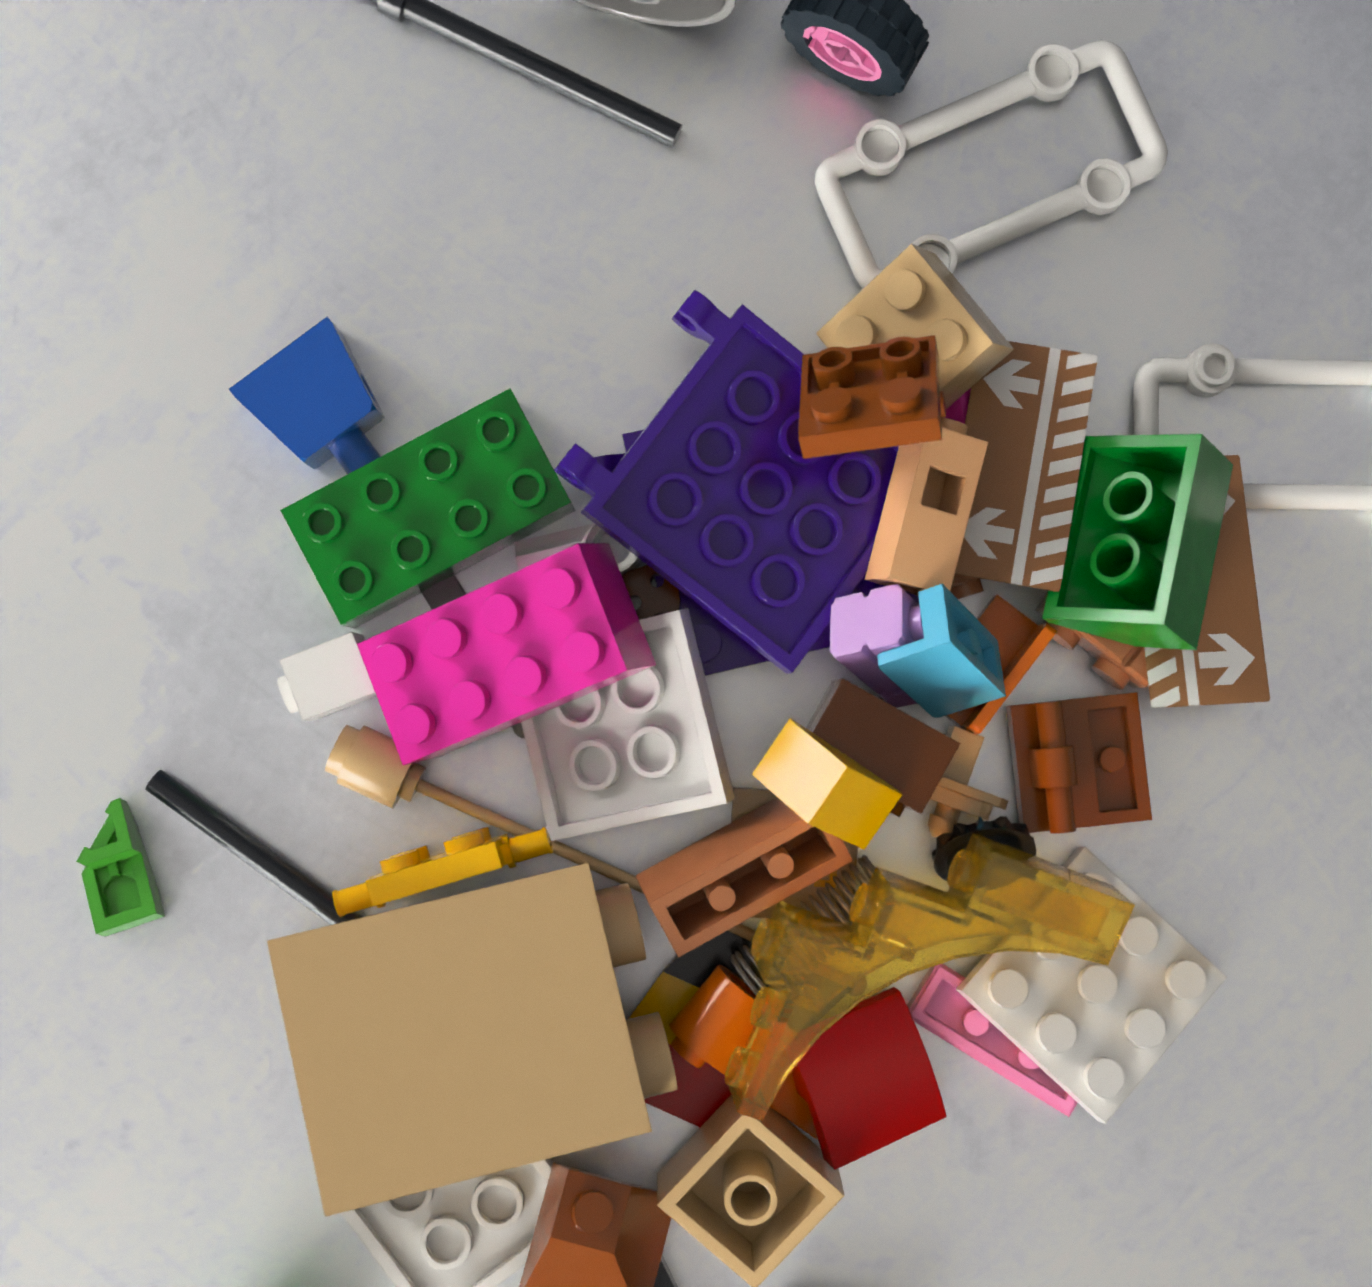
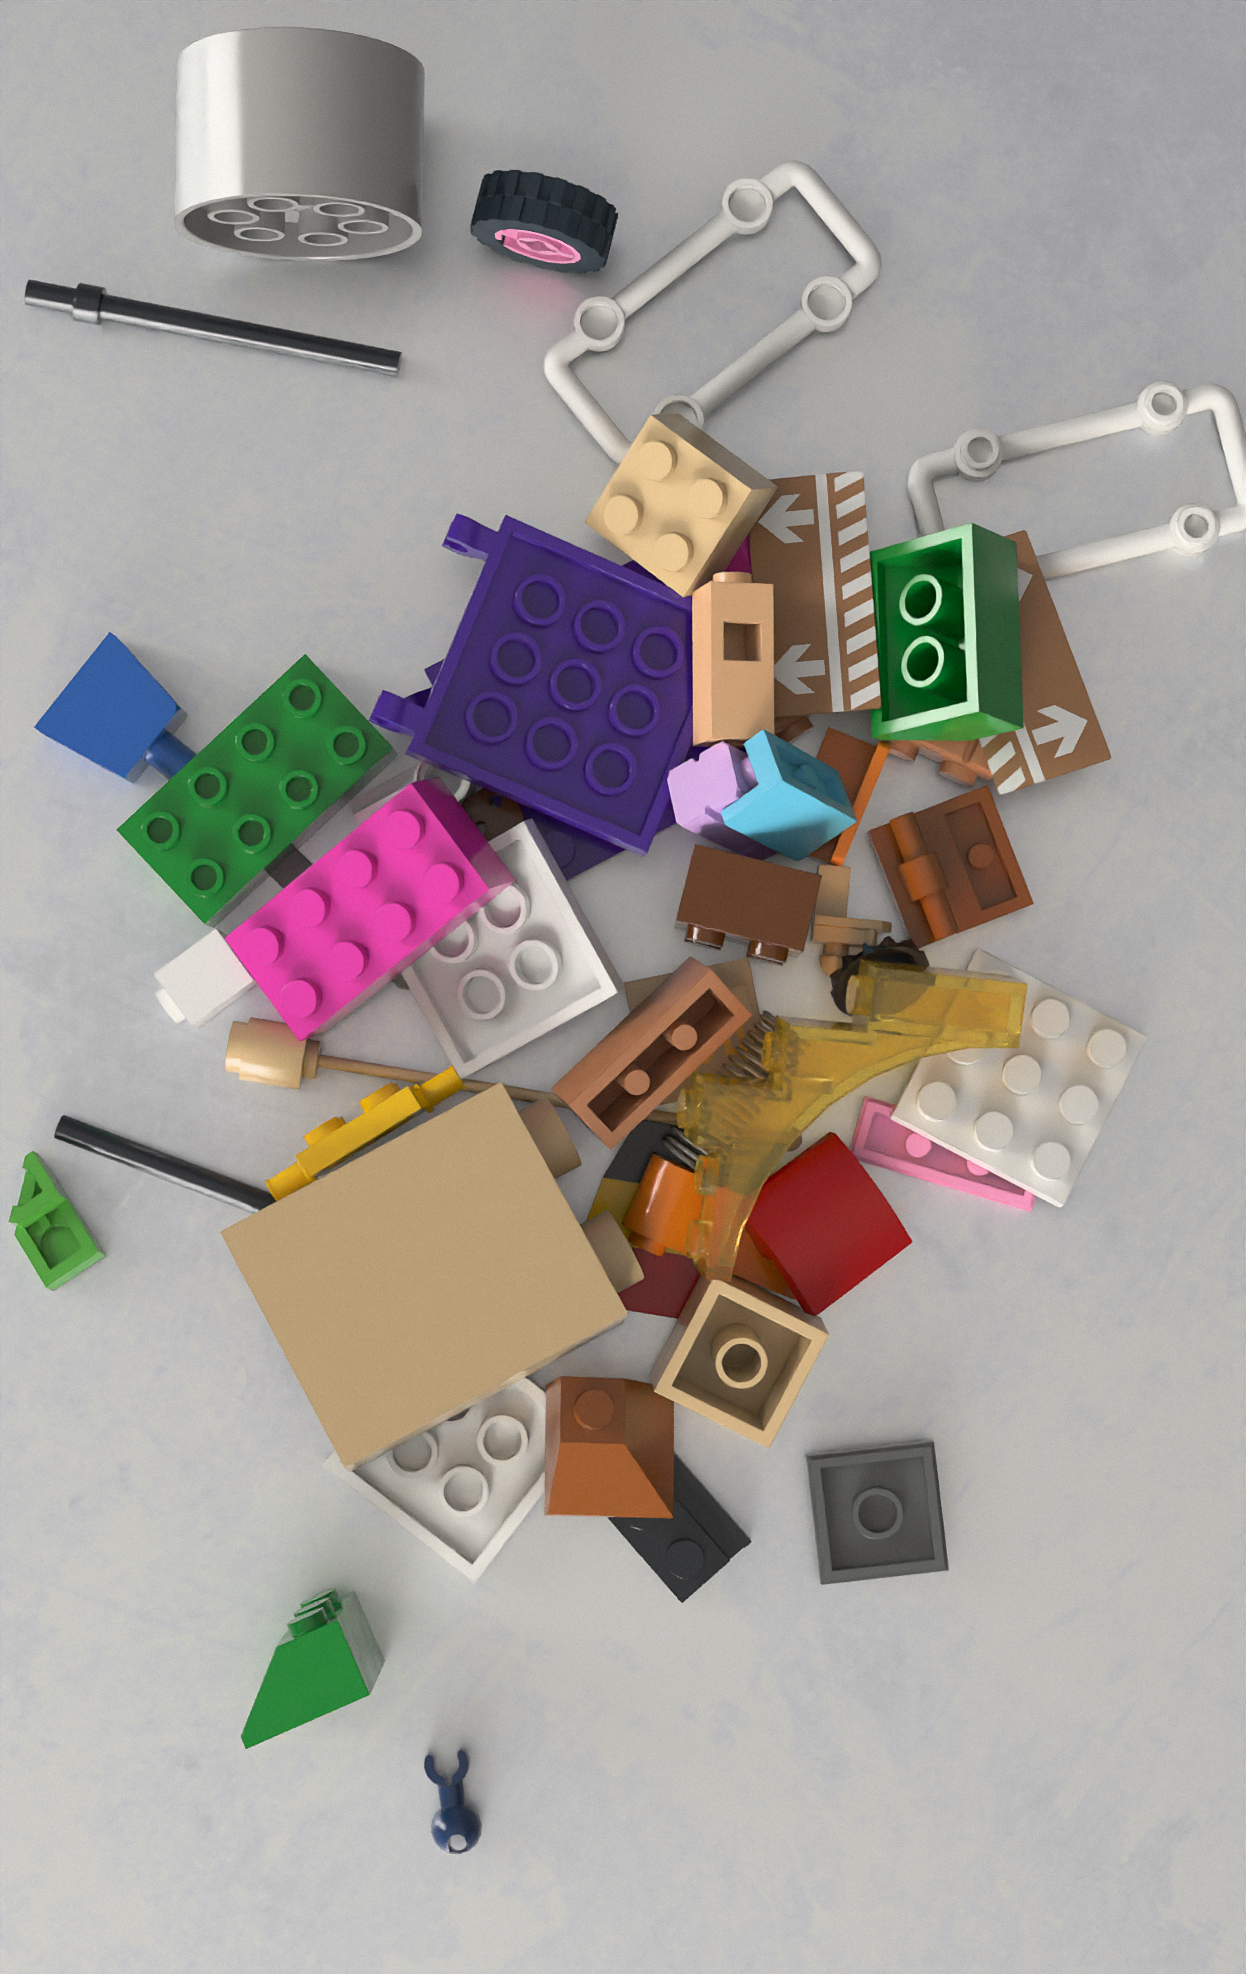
camera: 10 degrees left, 0 degrees up
(826, 785) = (705, 948): yellow slope -> none
(870, 397) = (648, 571): dark orange plate -> none

